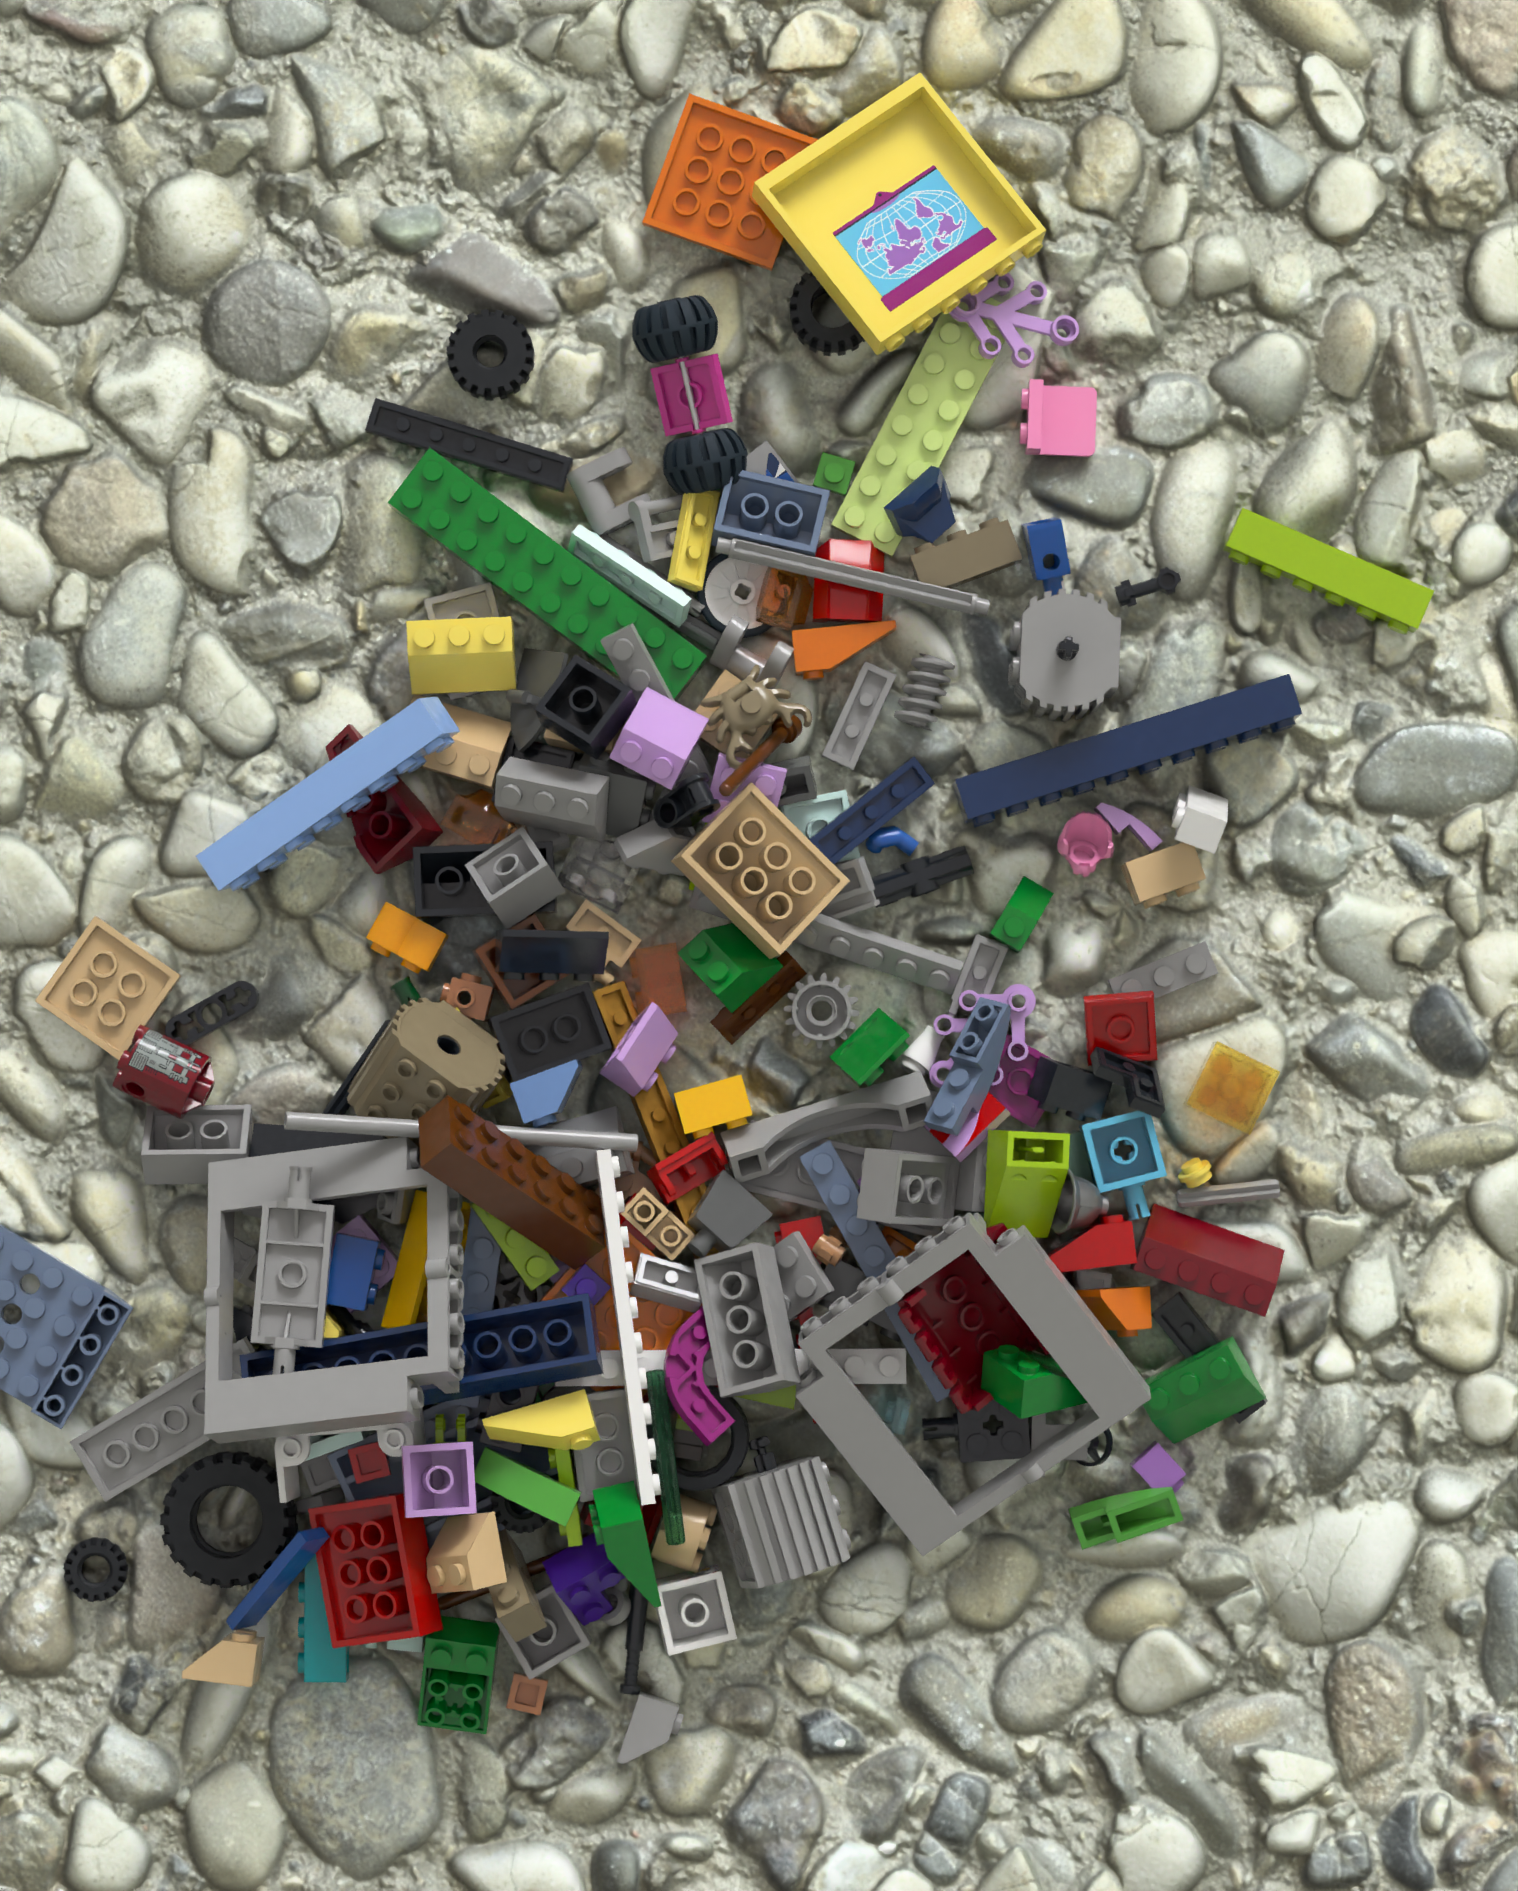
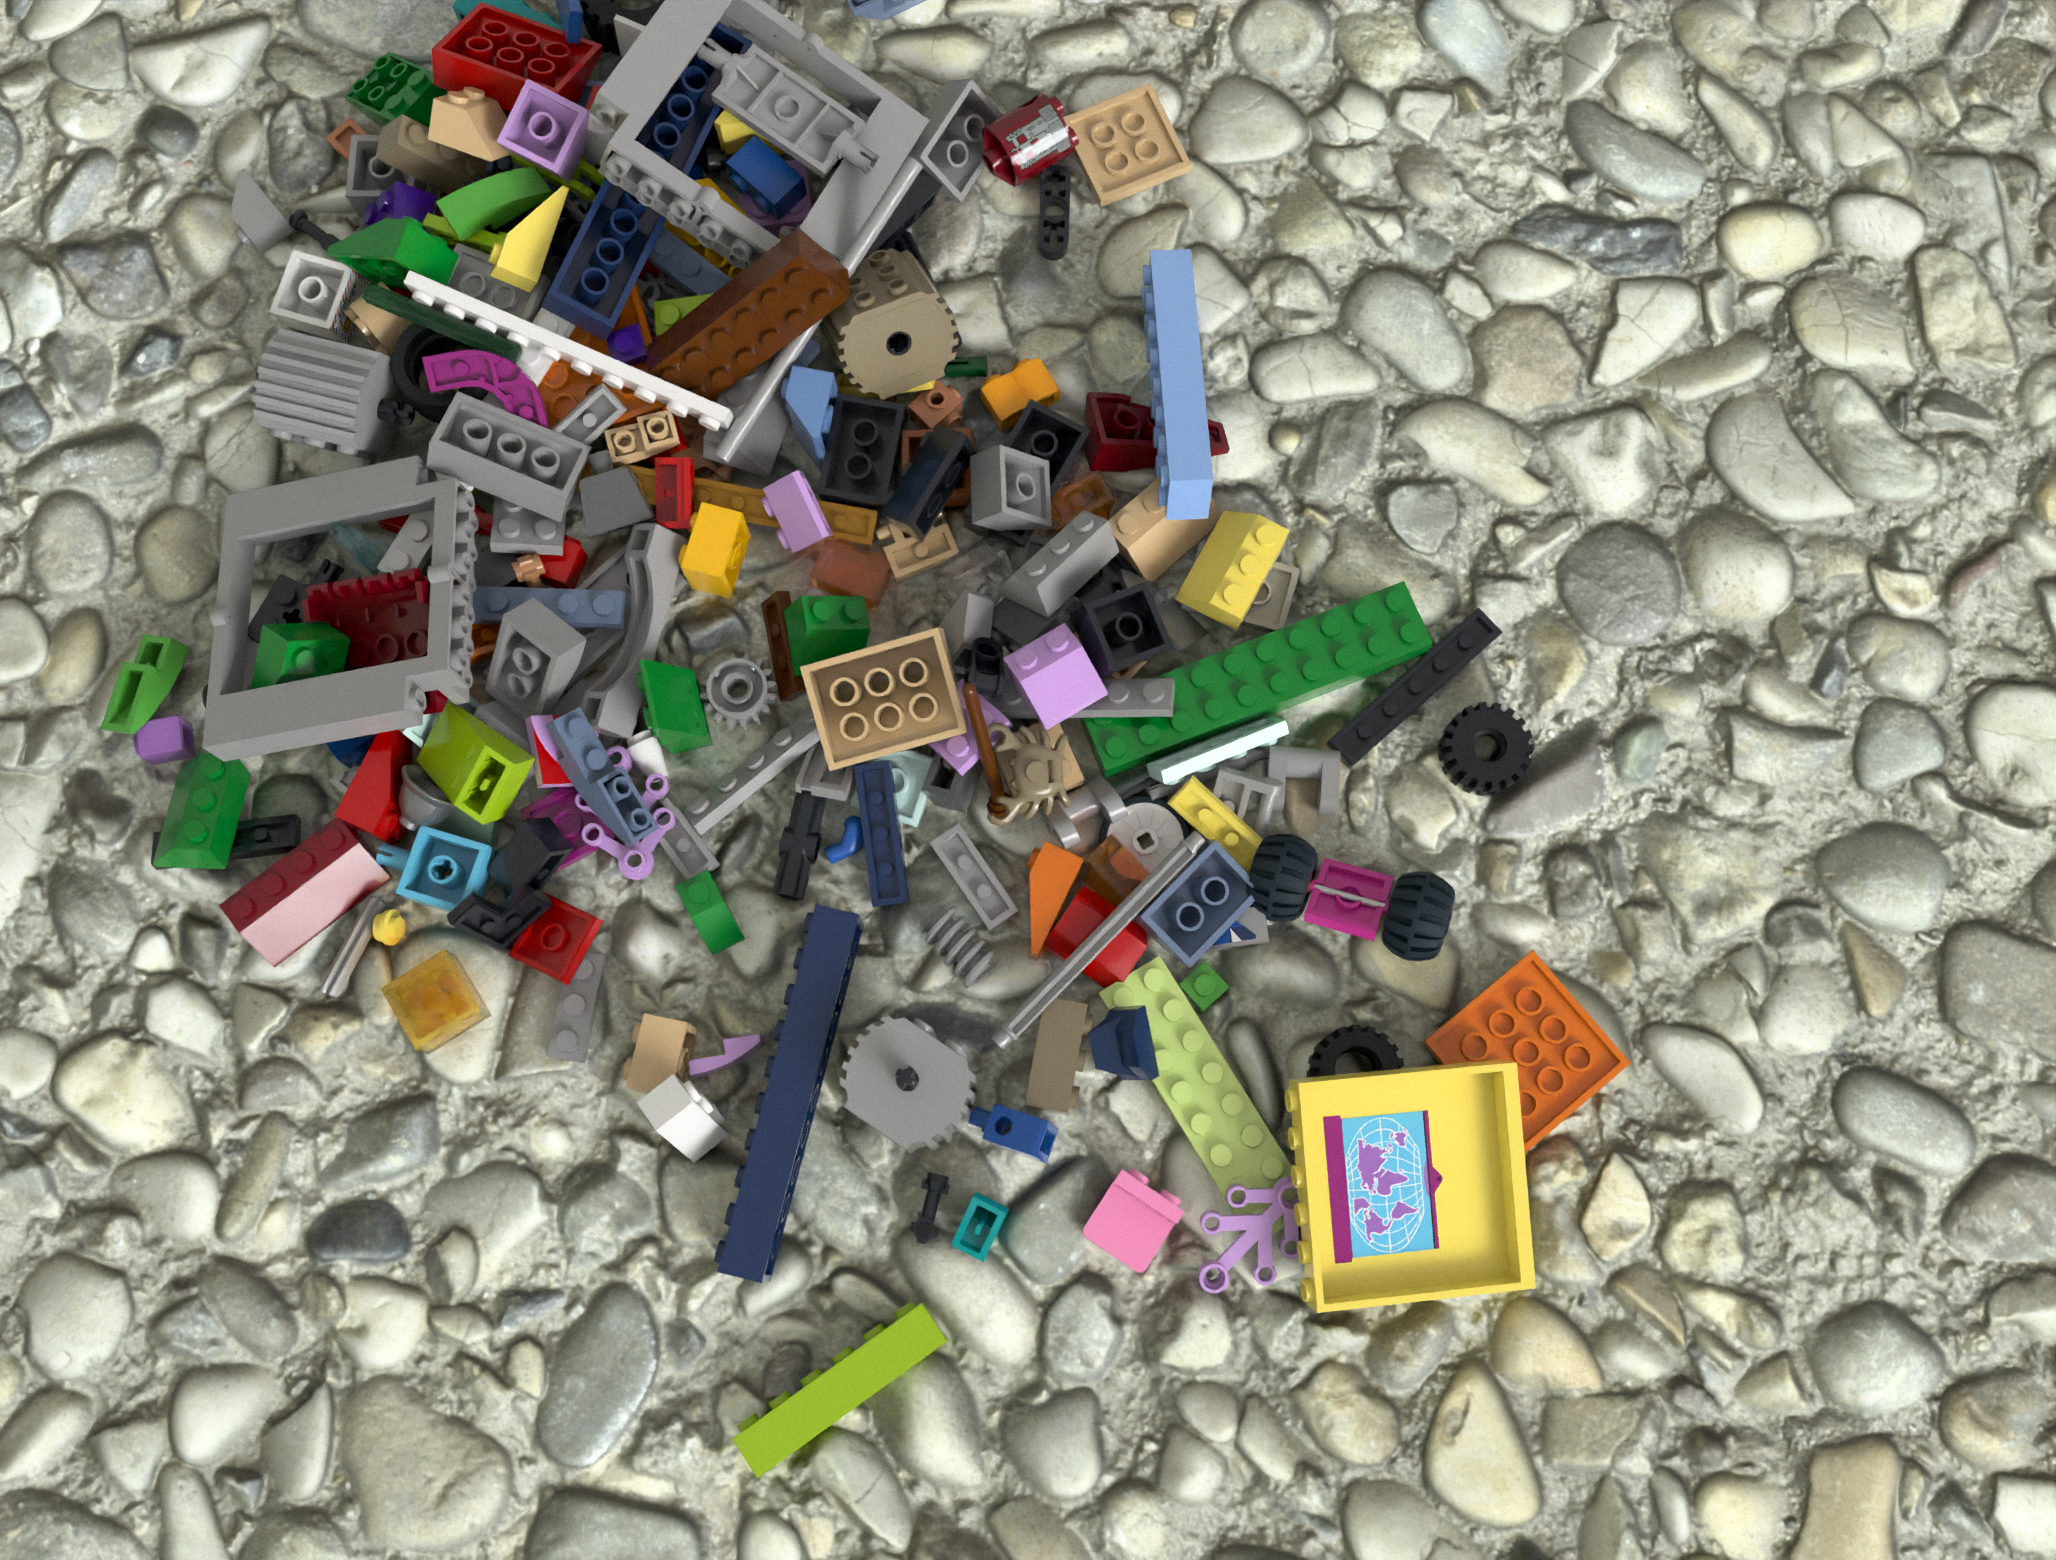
camera: 115 degrees right, 10 degrees down
(1085, 842) = (734, 1006): bright pink hair -> none
(1120, 1308) = (318, 788): orange slope -> none
(1136, 538) = (979, 1226): none -> teal slope

